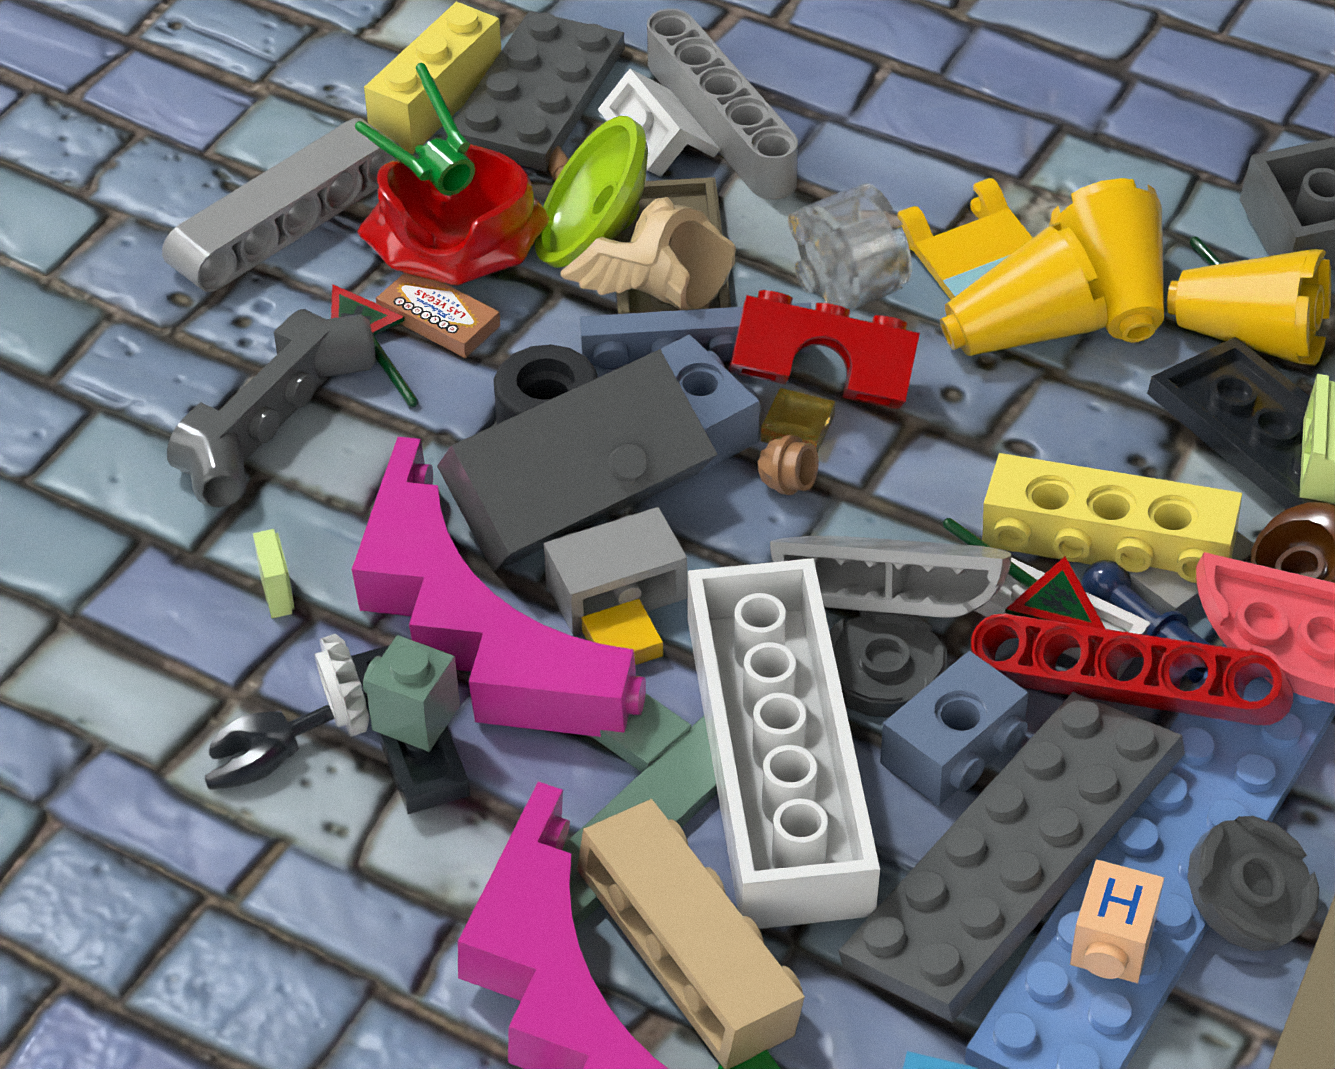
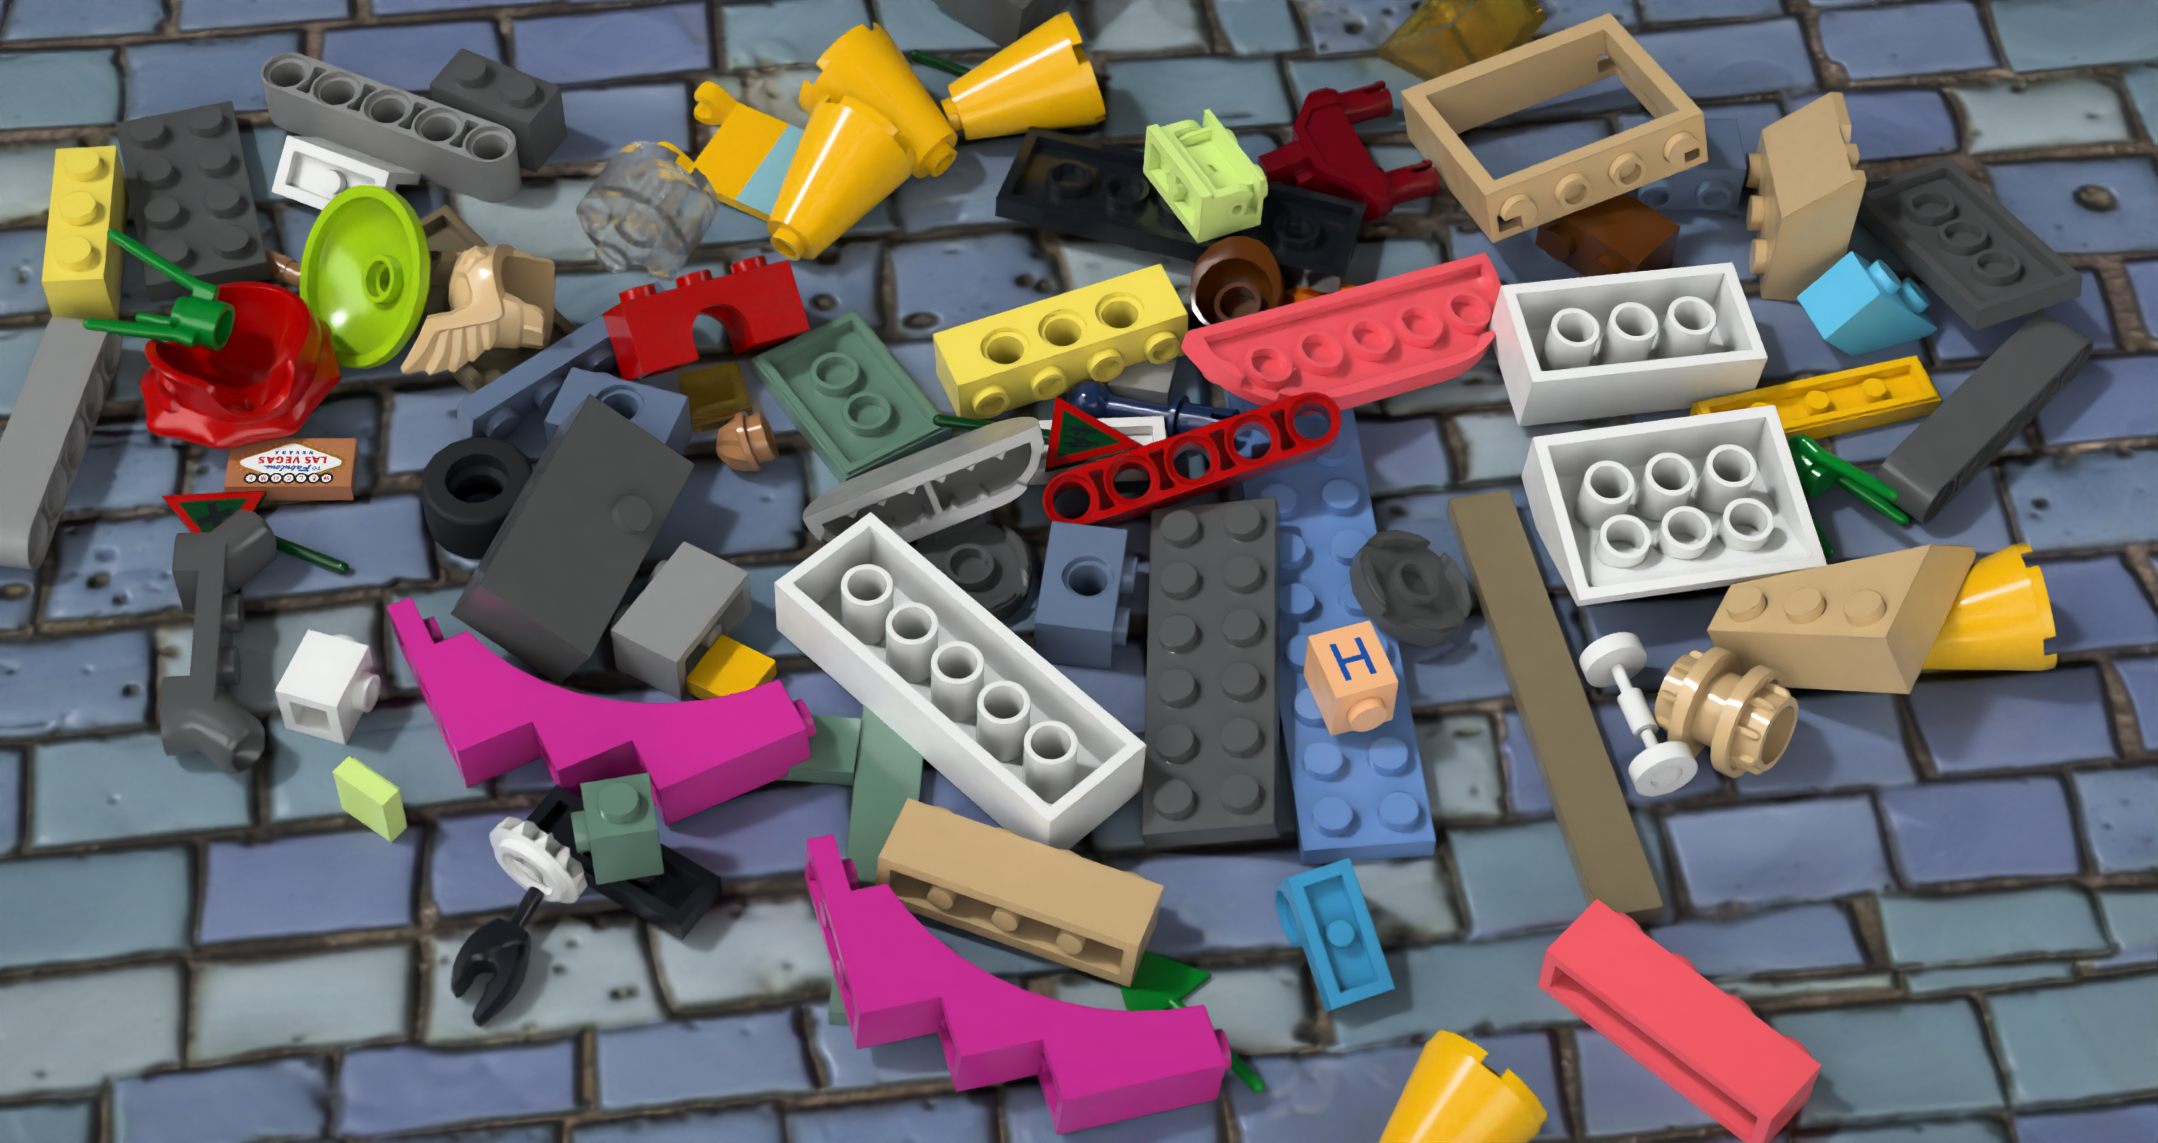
camera: 40 degrees left, 5 degrees up
(317, 475) = (328, 686): none -> white brick
(821, 122) = (508, 98): none -> dark grey brick
(905, 472) = (849, 397): none -> sand green tile

